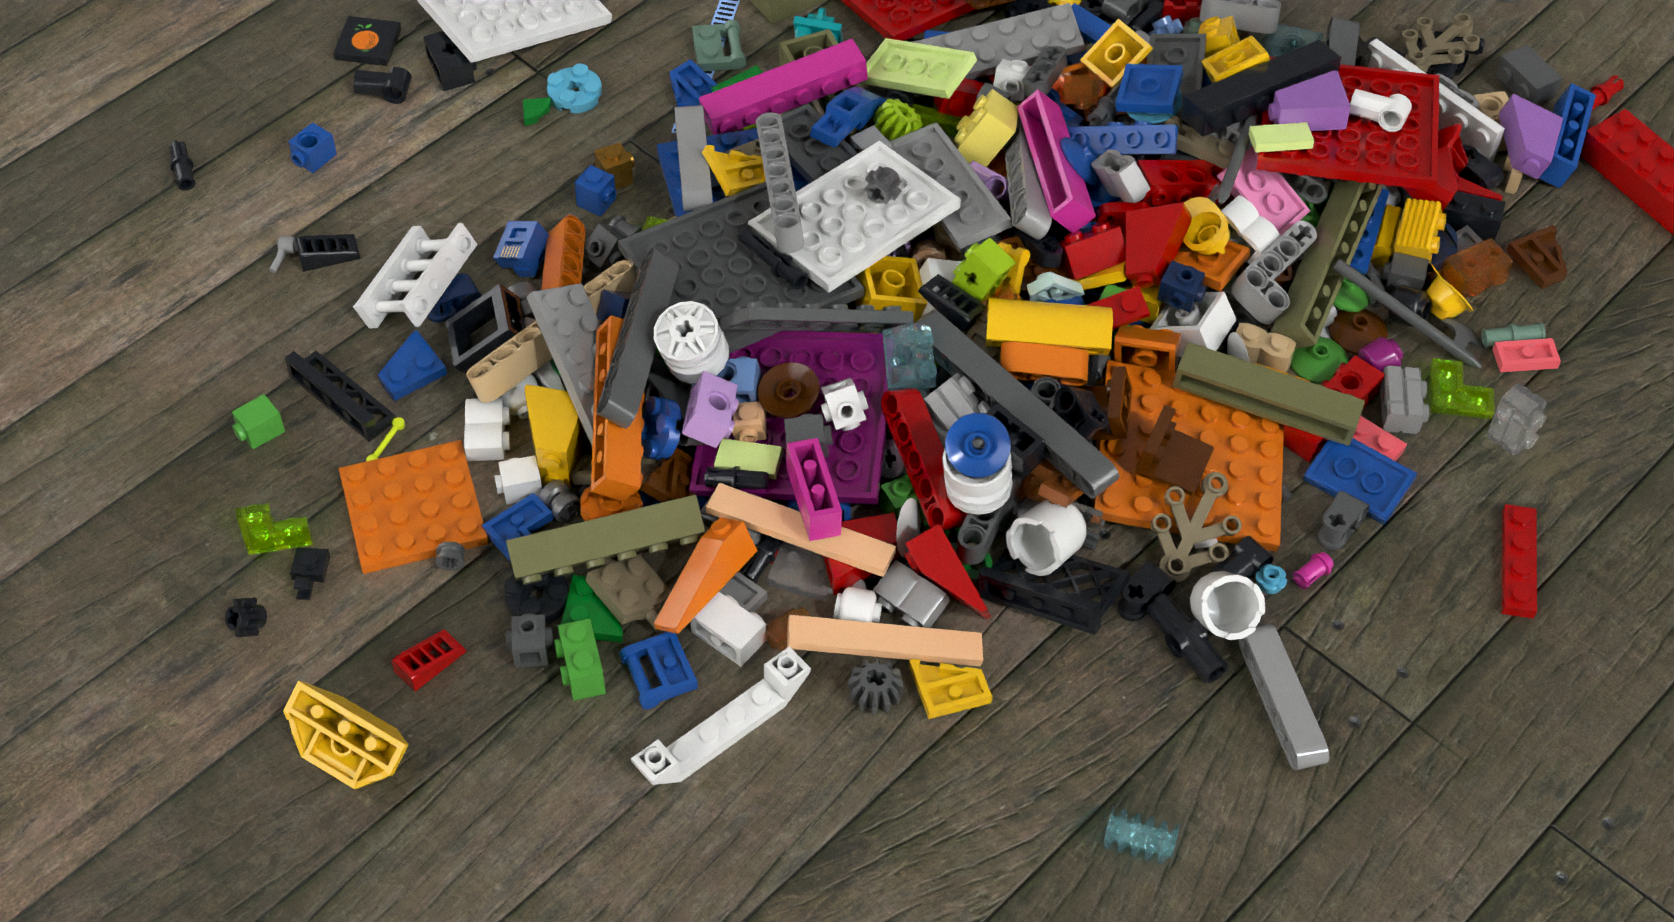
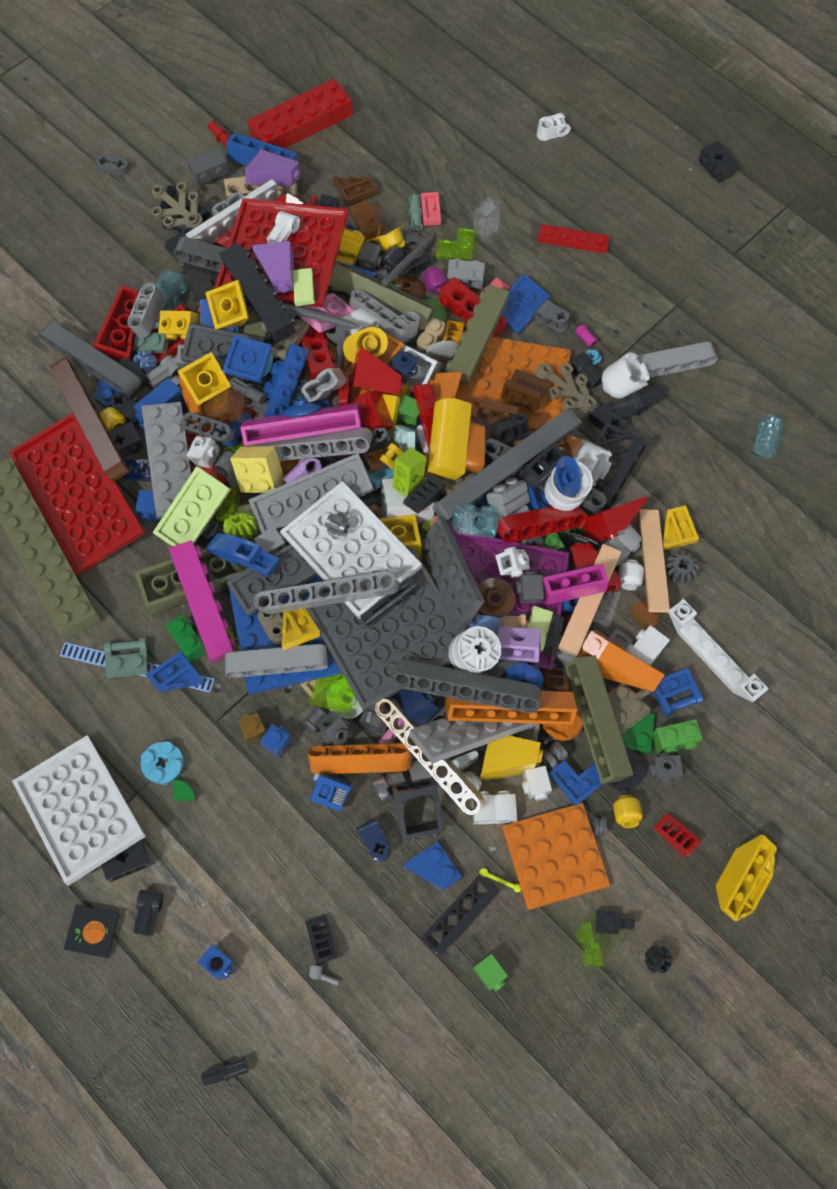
camera: 90 degrees left, 15 degrees up
(401, 267) = (346, 879): white fence -> none
(468, 590) = (627, 811): none -> yellow head
(817, 23) = (120, 595): teal hips -> none
(1403, 333) = (416, 265): none -> black pin

